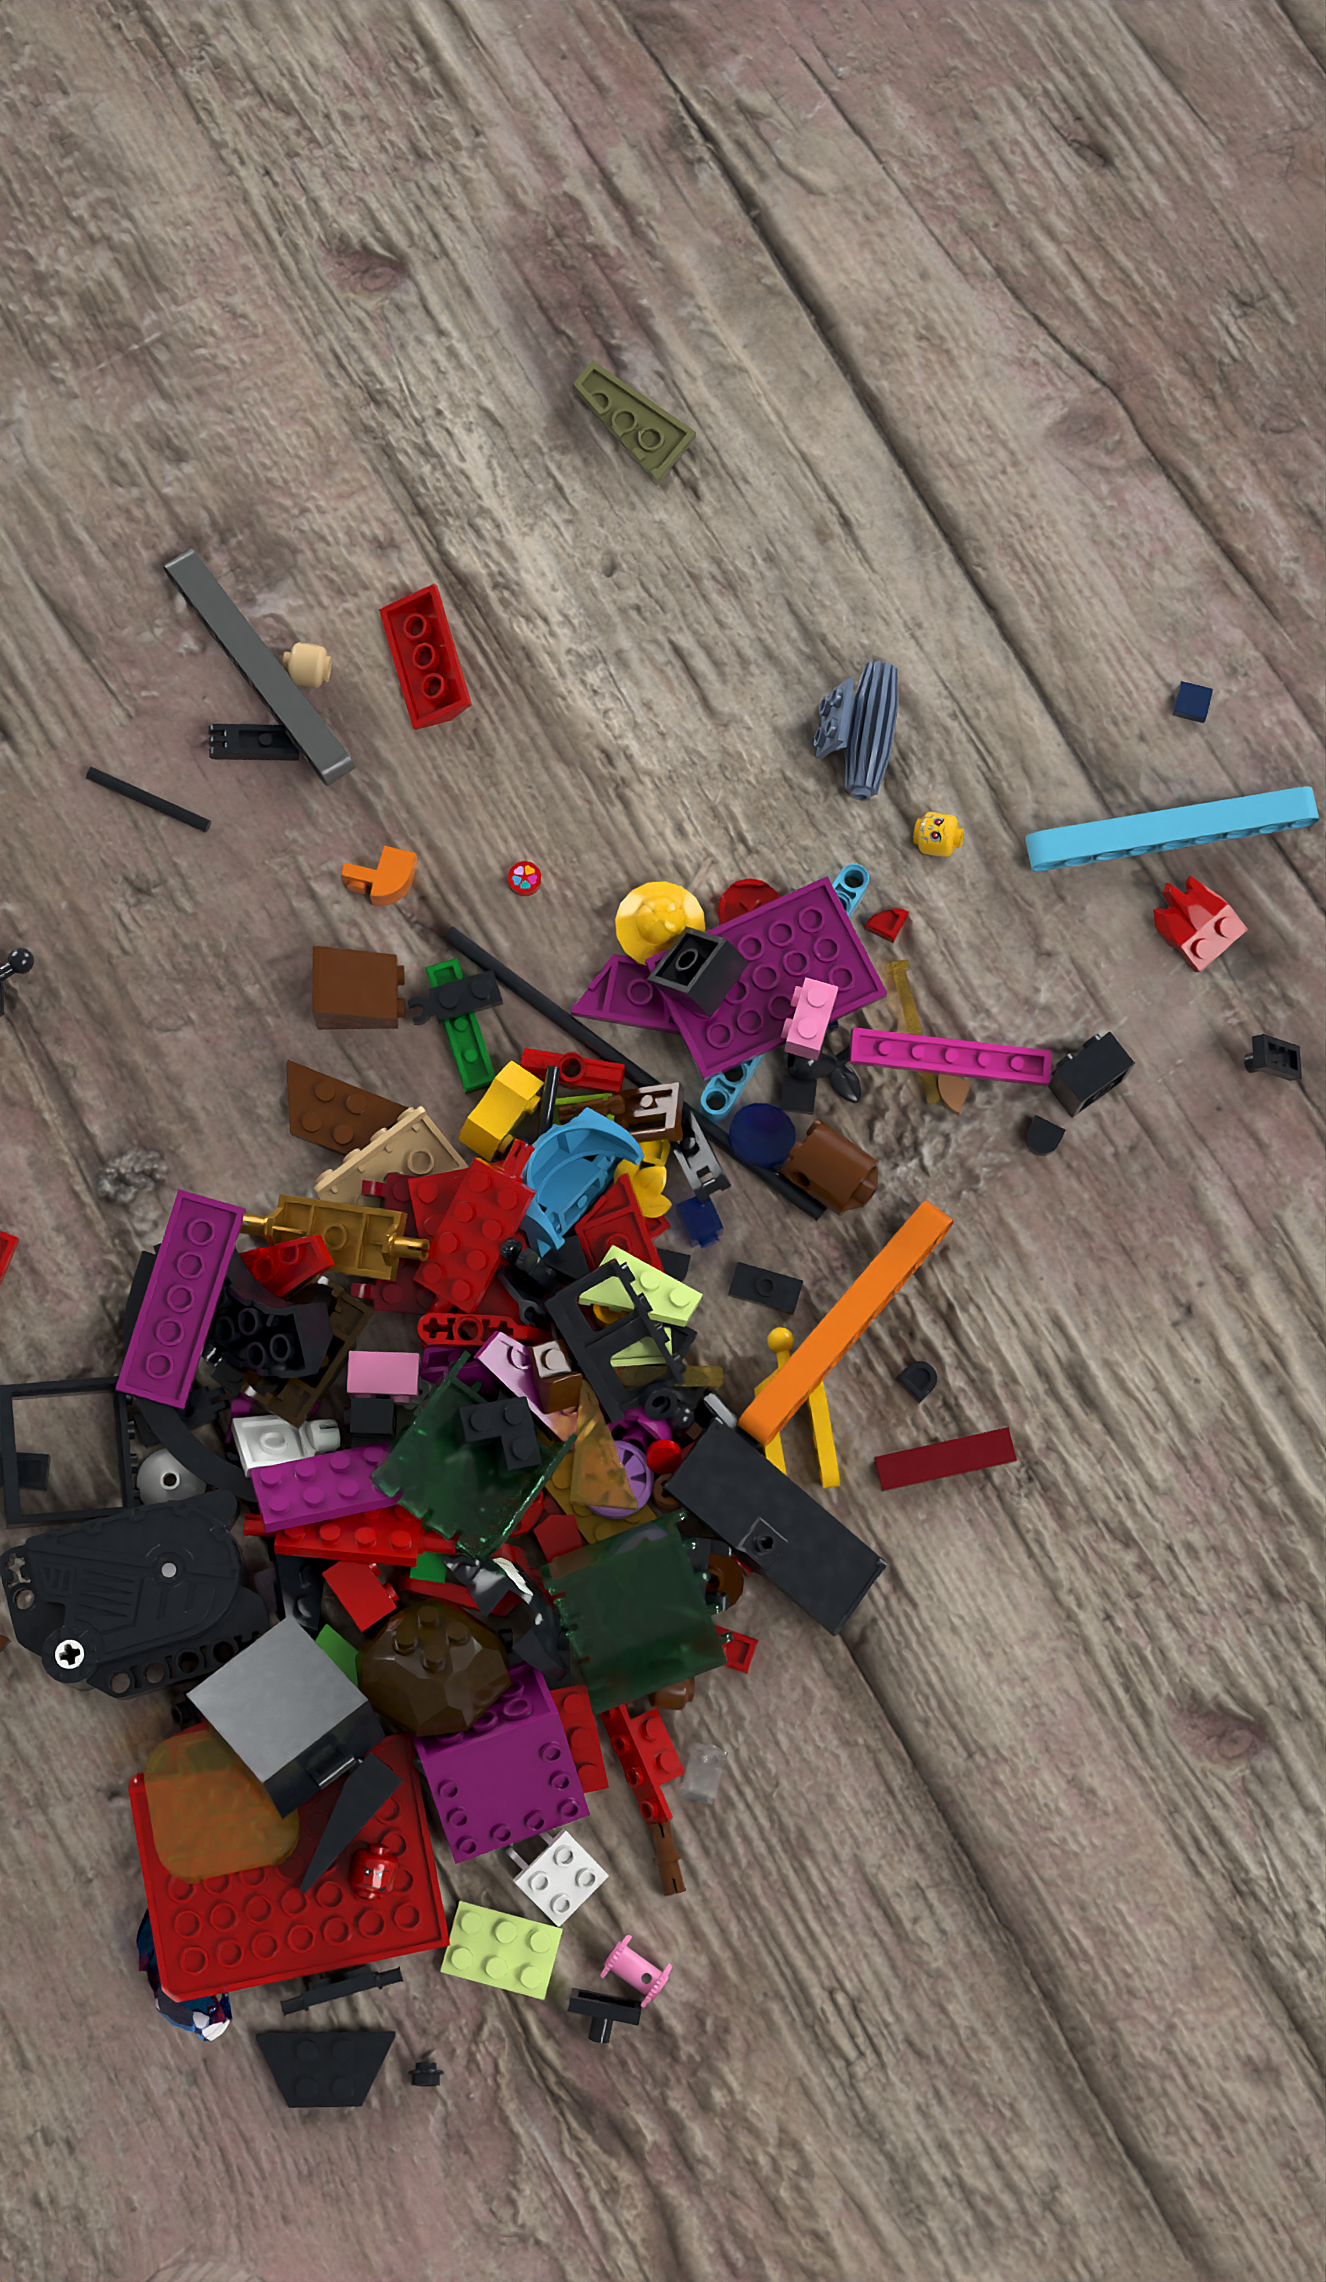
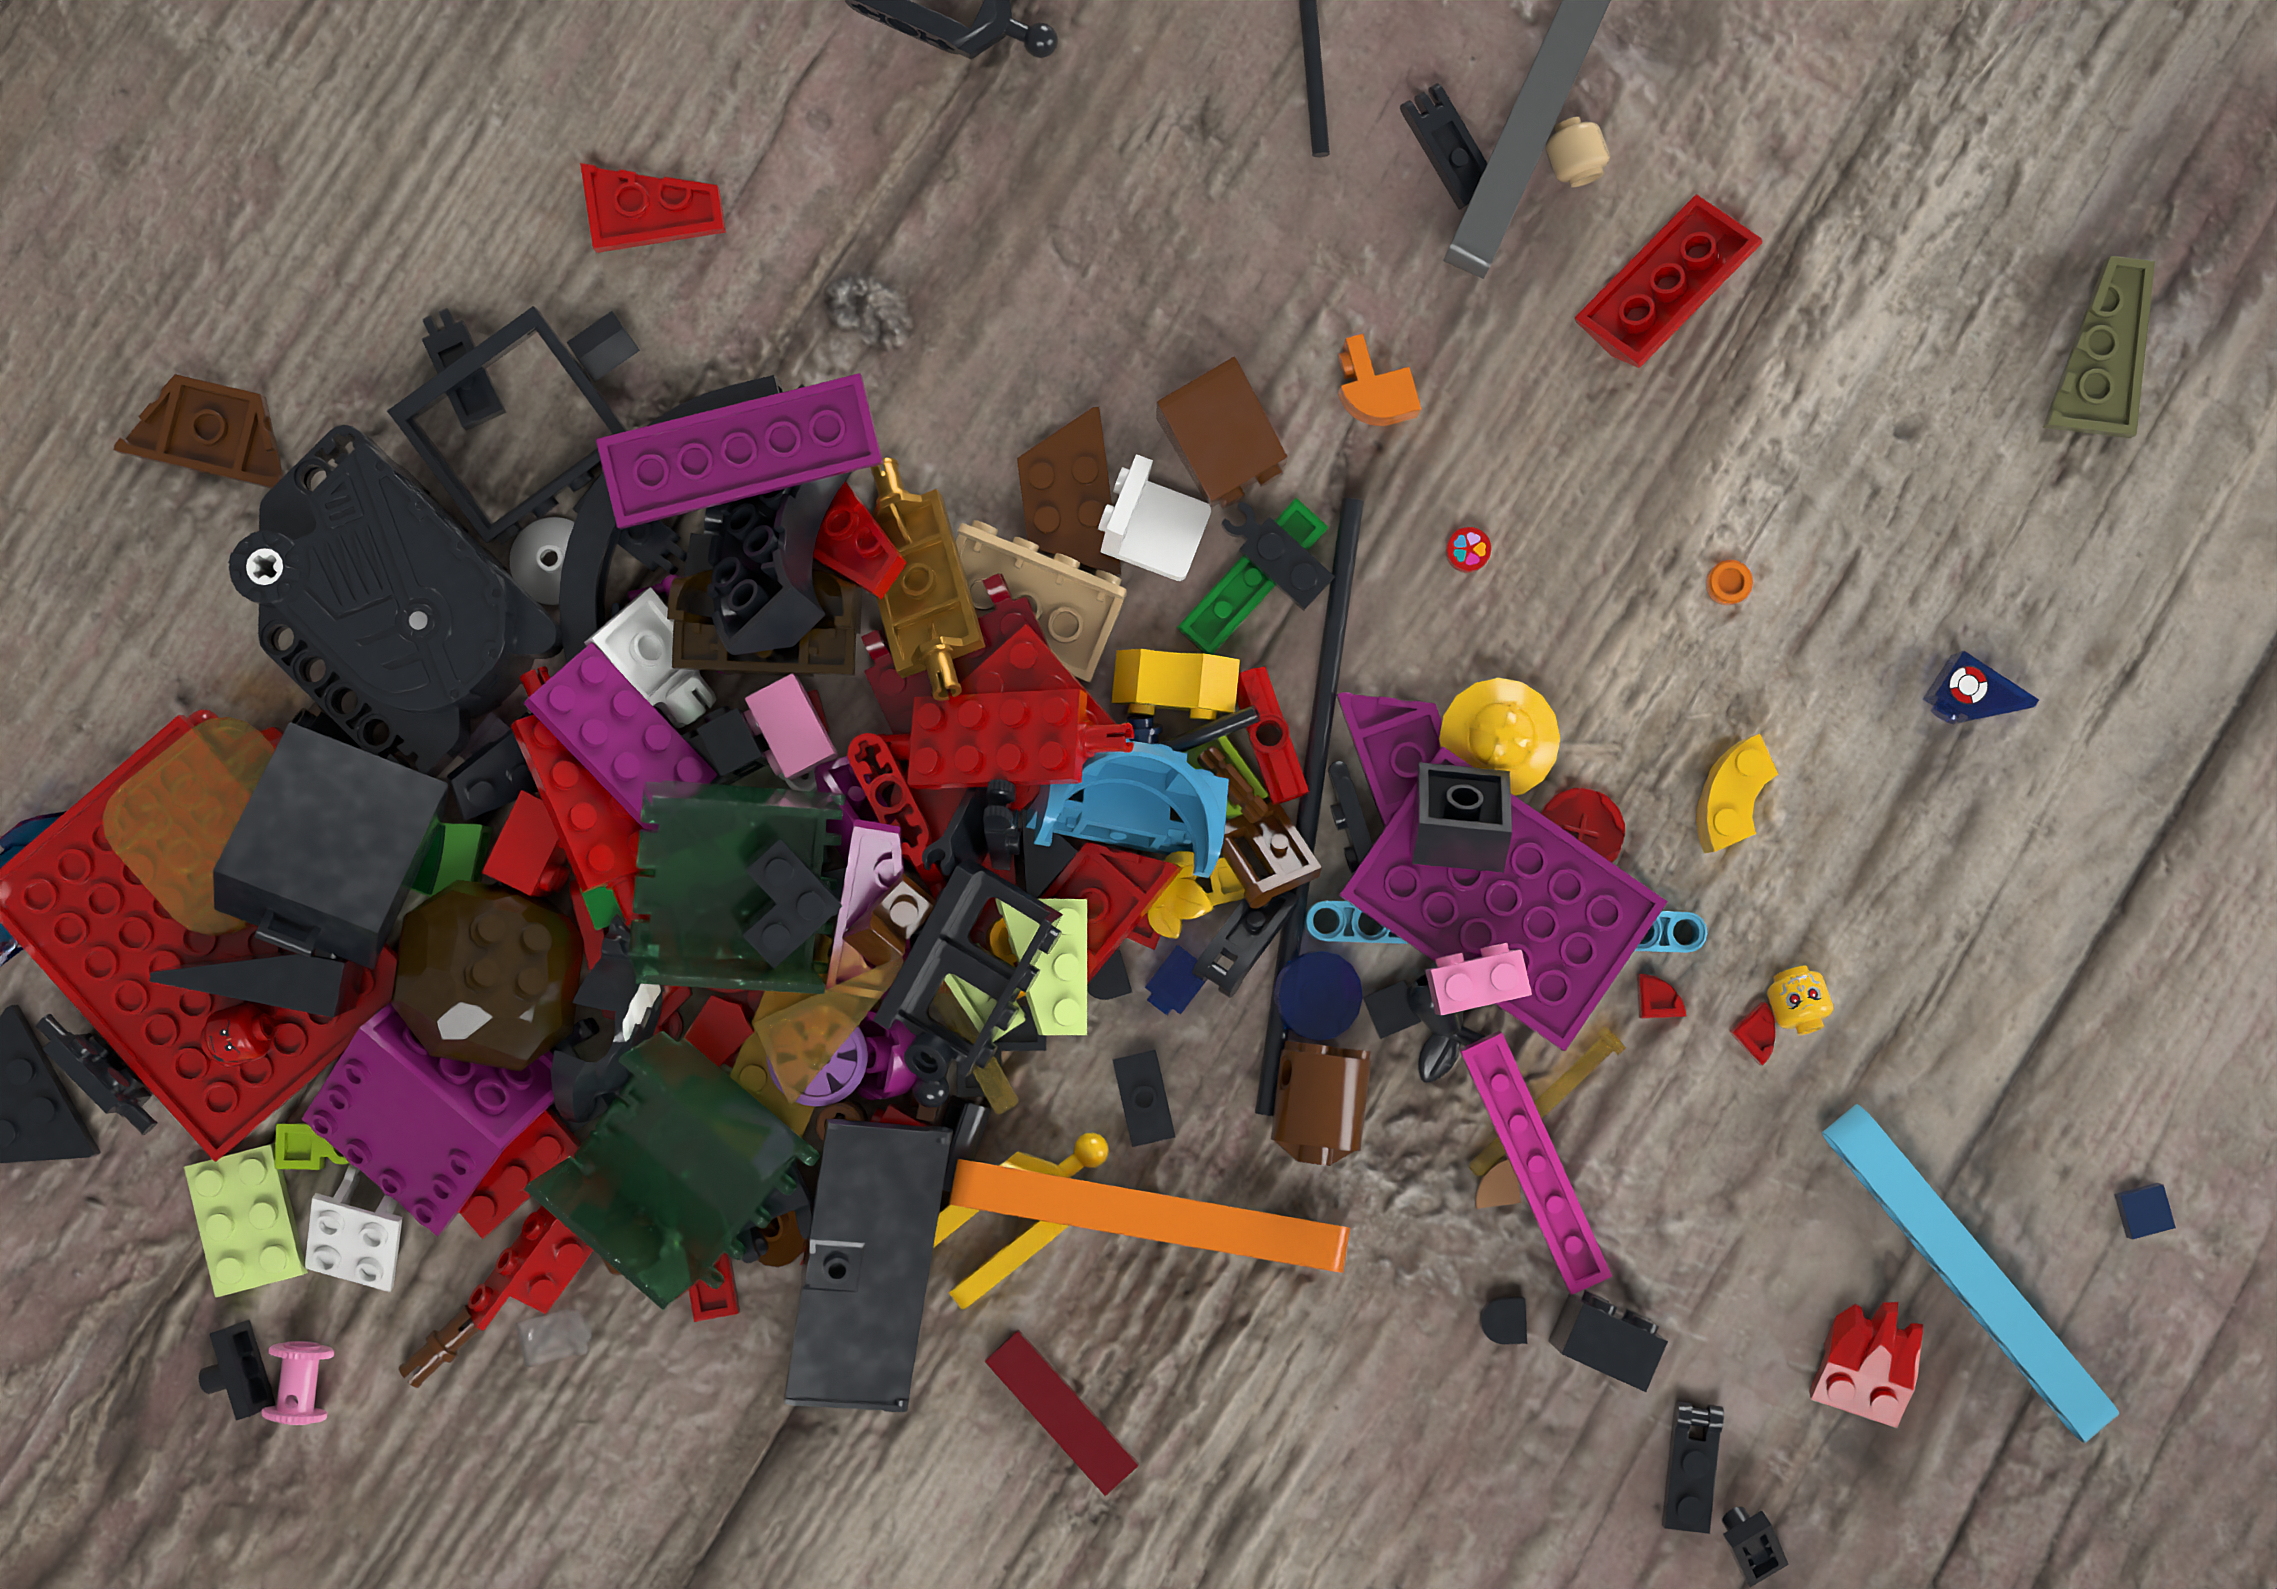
camera: 70 degrees right, 10 degrees up
(47, 1361) = (603, 346): none -> black piece
(388, 1066) = (1152, 523): none -> white bracket
(425, 2074) = (67, 1214): black plate -> none
(475, 1877) = (302, 1148): none -> lime plate
(643, 729) = (1729, 582): none -> orange tile
(655, 1049) = (1348, 815): none -> black hinge
(663, 1456) = (871, 1097): red tile -> none
(780, 803) = (1730, 794): none -> yellow brick
(802, 618) = (1974, 691): none -> clear blue slope
(861, 726) = (1880, 837): sand blue plate -> none
(918, 1380) = (1136, 1331): black tile -> none
(945, 874) = (1757, 1033): none -> red tile
(1204, 1071) = (1692, 1468): none -> black plate

